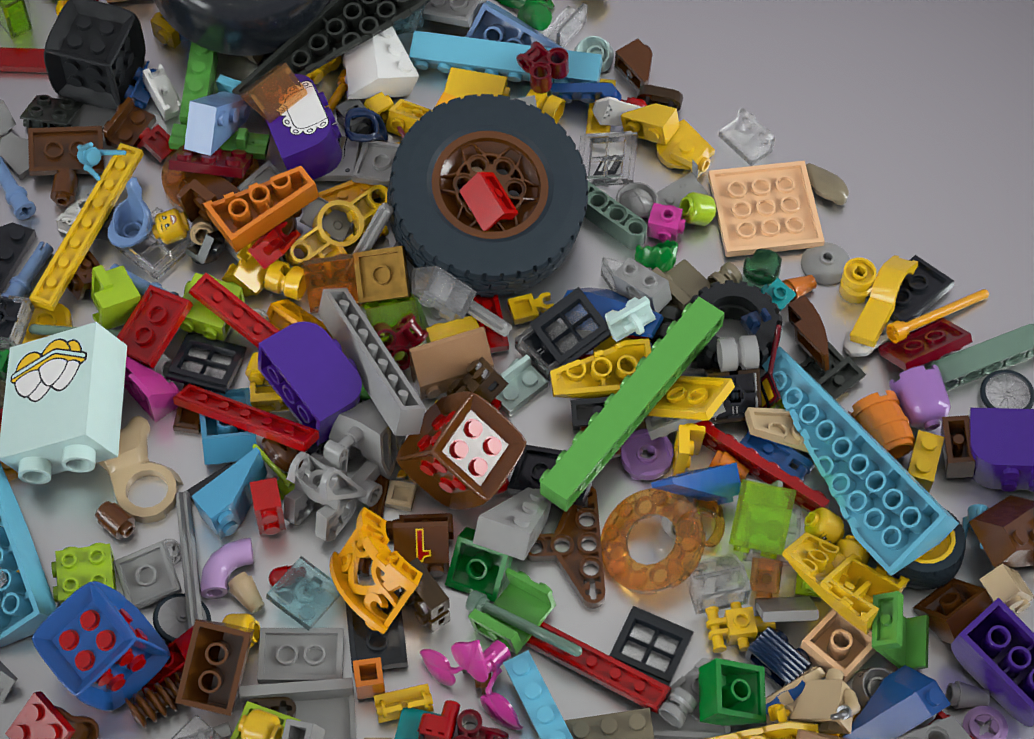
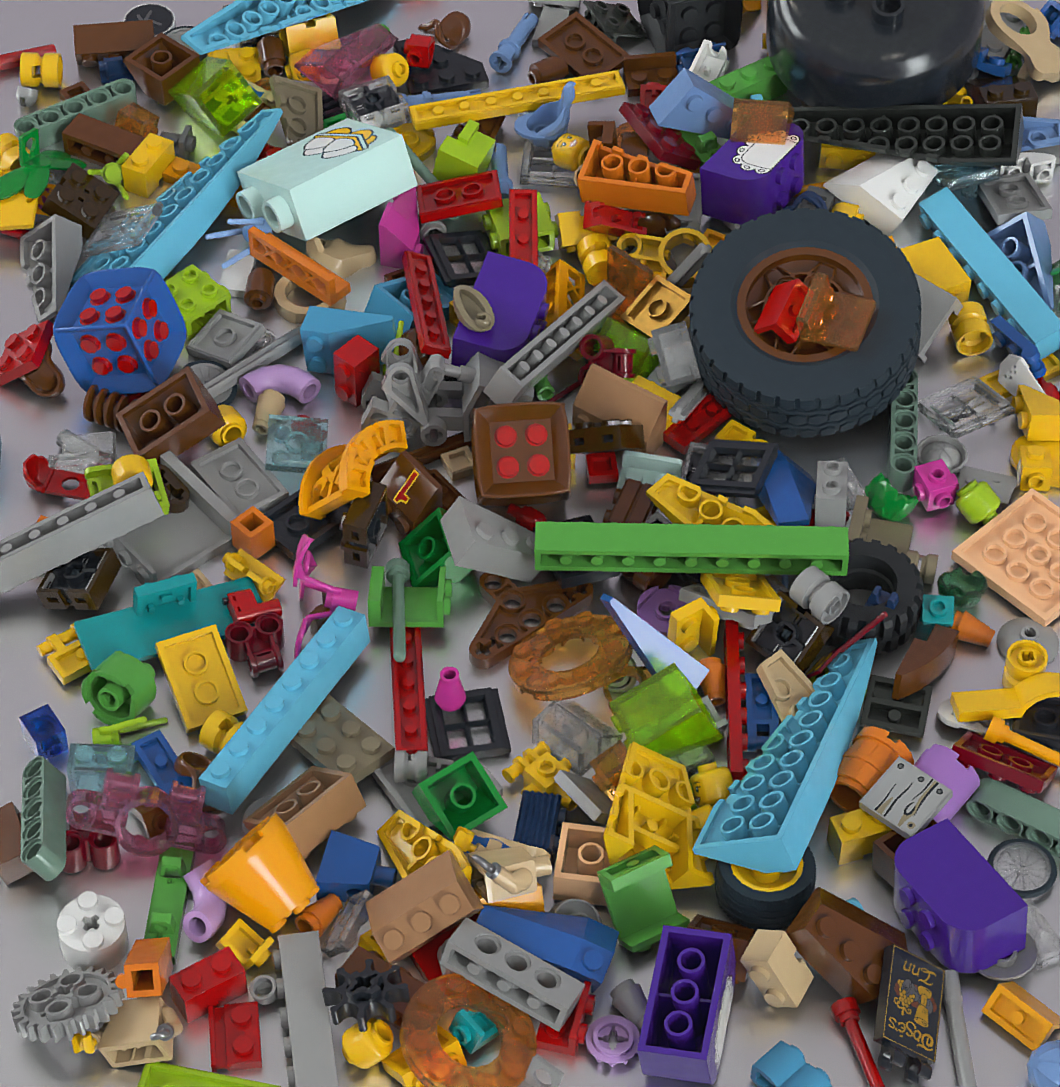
camera: 55 degrees right, 10 degrees down
(55, 489) = (259, 223): none -> light blue plant
(79, 524) = (236, 275): none -> white tile
(91, 156) = (586, 61): medium azure plant -> none
(122, 479) = (297, 267): none -> orange fence
(209, 250) = (569, 193): black bracket -> none
(309, 390) = (472, 309): none -> dark tan arm
(524, 174) = (833, 316): none -> clear orange bracket
(542, 416) = (631, 504): none -> reddish brown brick
(544, 66) = (1001, 290): dark red piece -> none
(625, 638) = (450, 691): none -> dark pink cone
(630, 319) = (775, 494): light aqua hips -> none
(934, 420) = (905, 798): none -> light grey tile

